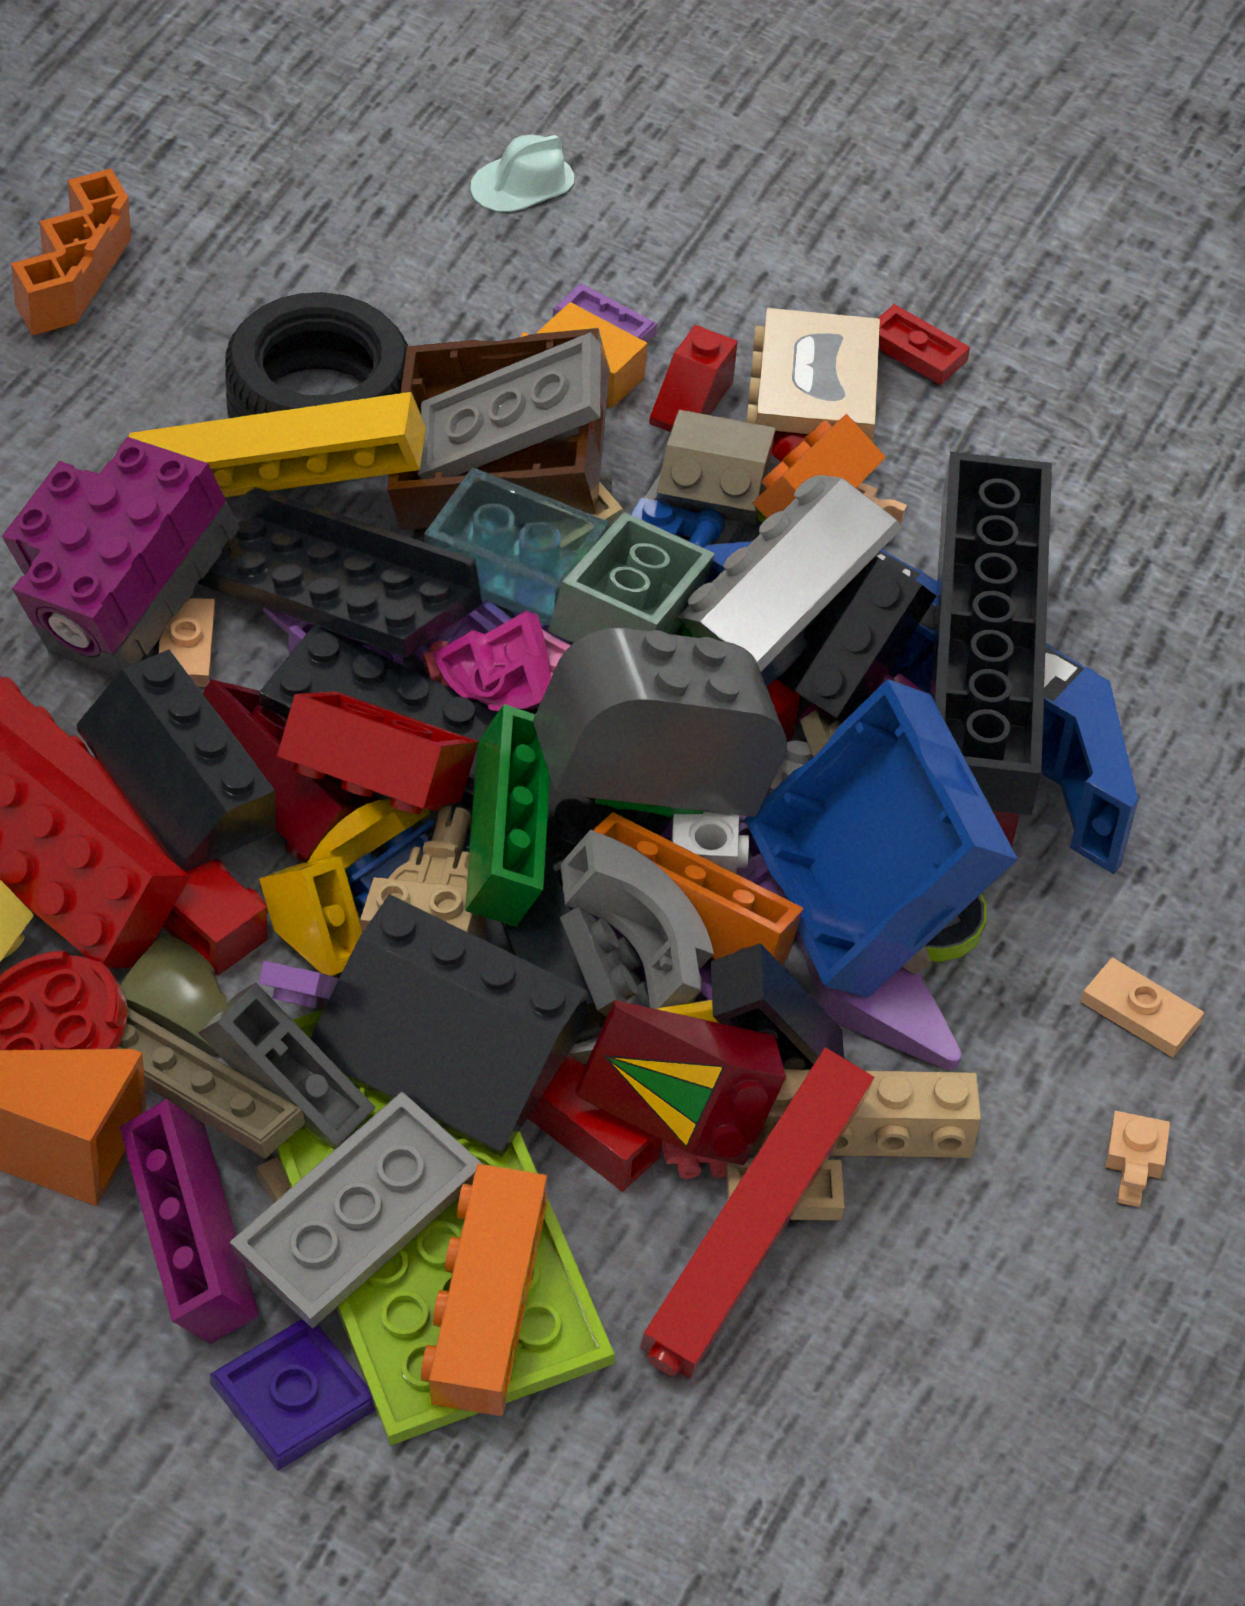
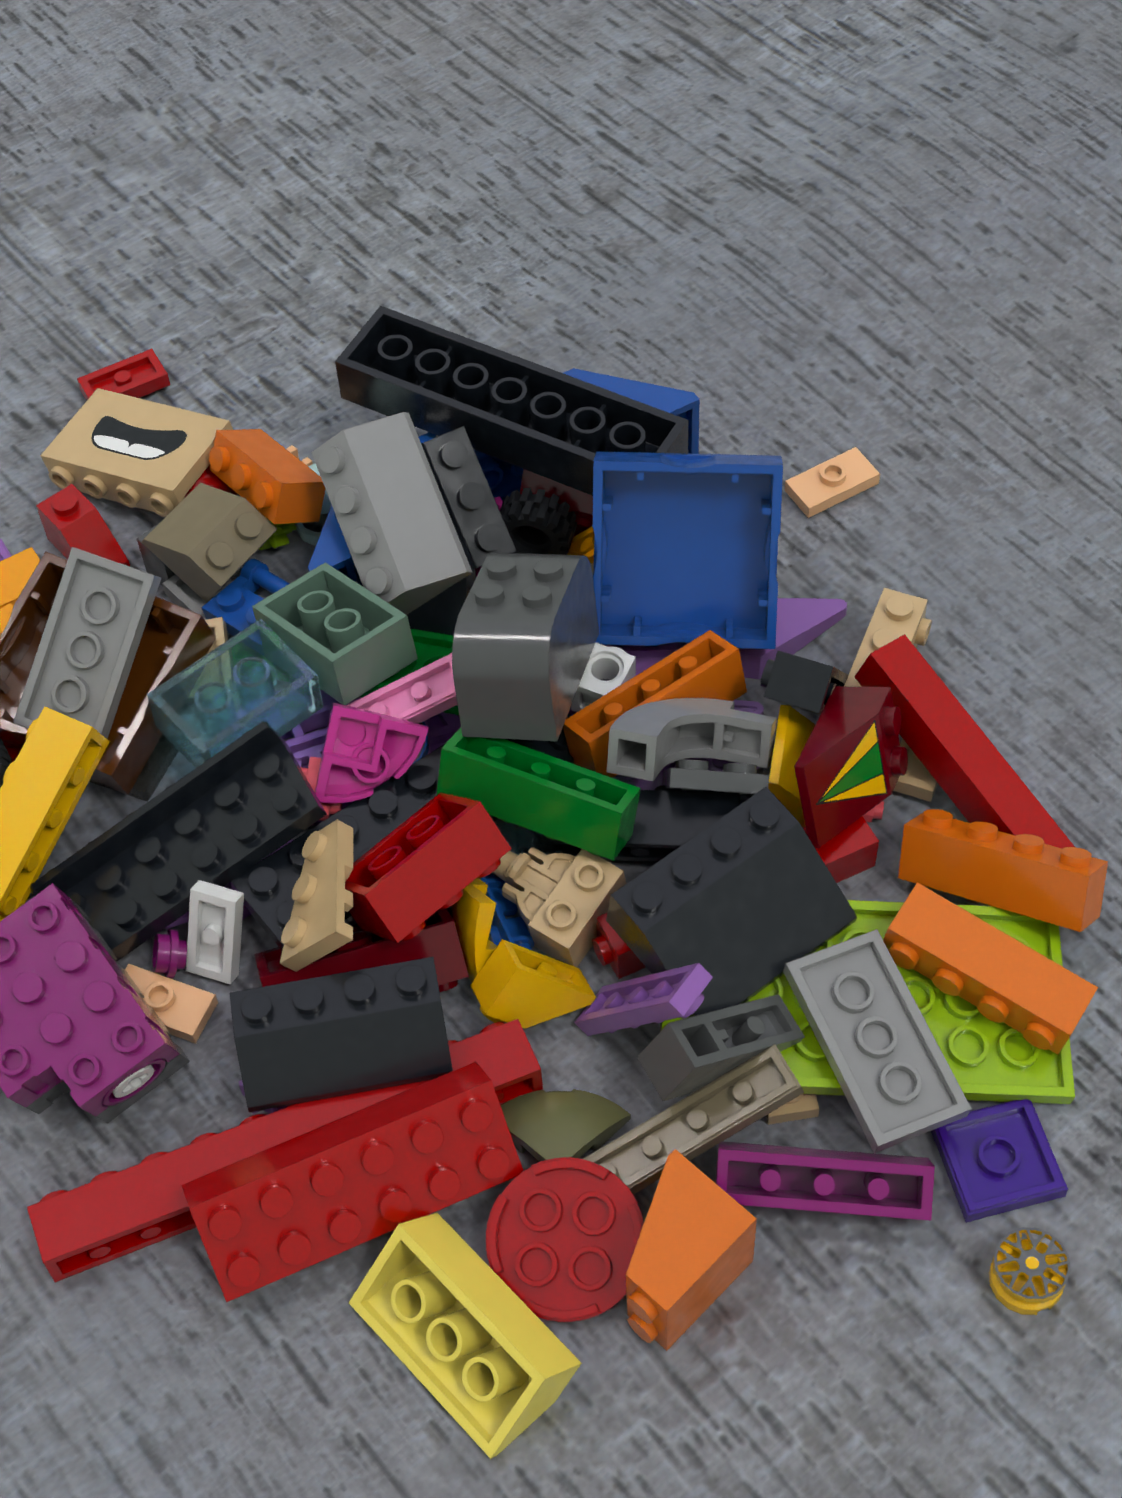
camera: 60 degrees left, 5 degrees up
(164, 1444) = (1028, 1272): none -> yellow wheel
(235, 622) = (168, 953): none -> magenta plate
(264, 638) = (214, 932): none -> white plate
(309, 677) = (320, 898): none -> tan wing
(630, 1280) = (1003, 869): none -> orange brick
(1138, 1150) = (960, 530): light nougat plate -> none

